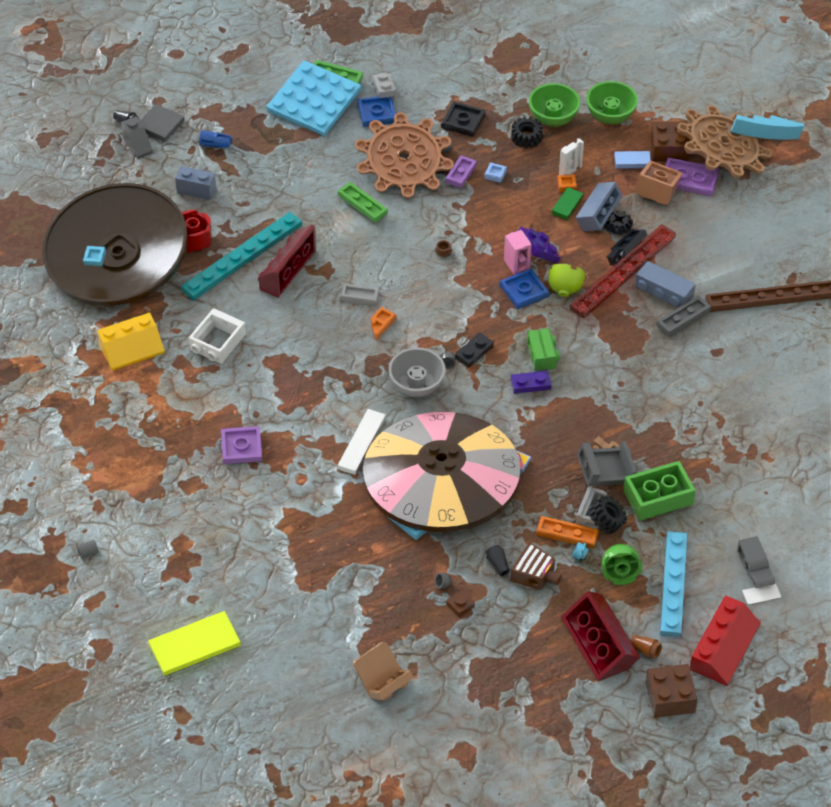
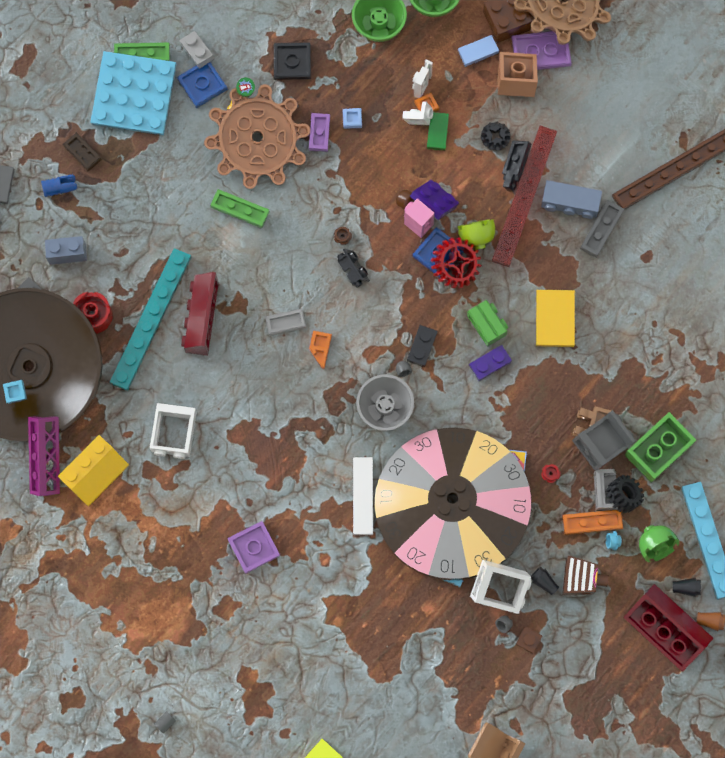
camera: 20 degrees left, 25 degrees up
(88, 309) = (40, 456): none -> magenta fence
(248, 124) = (82, 152): none -> dark brown plate
(410, 113) = (245, 87): none -> green tile
(436, 531) = (483, 579): none -> white window
(441, 276) = (357, 273): none -> black hinge
(523, 139) = (363, 66): black tyre -> none
(545, 292) = (454, 255): none -> red gear
(545, 480) = (550, 468): none -> red plate
(555, 185) = (419, 117): none -> white bracket
(599, 206) = (472, 127): sand blue brick -> none
(607, 368) = (555, 318): none -> yellow tile
(636, 611) = (687, 587): none -> black cone

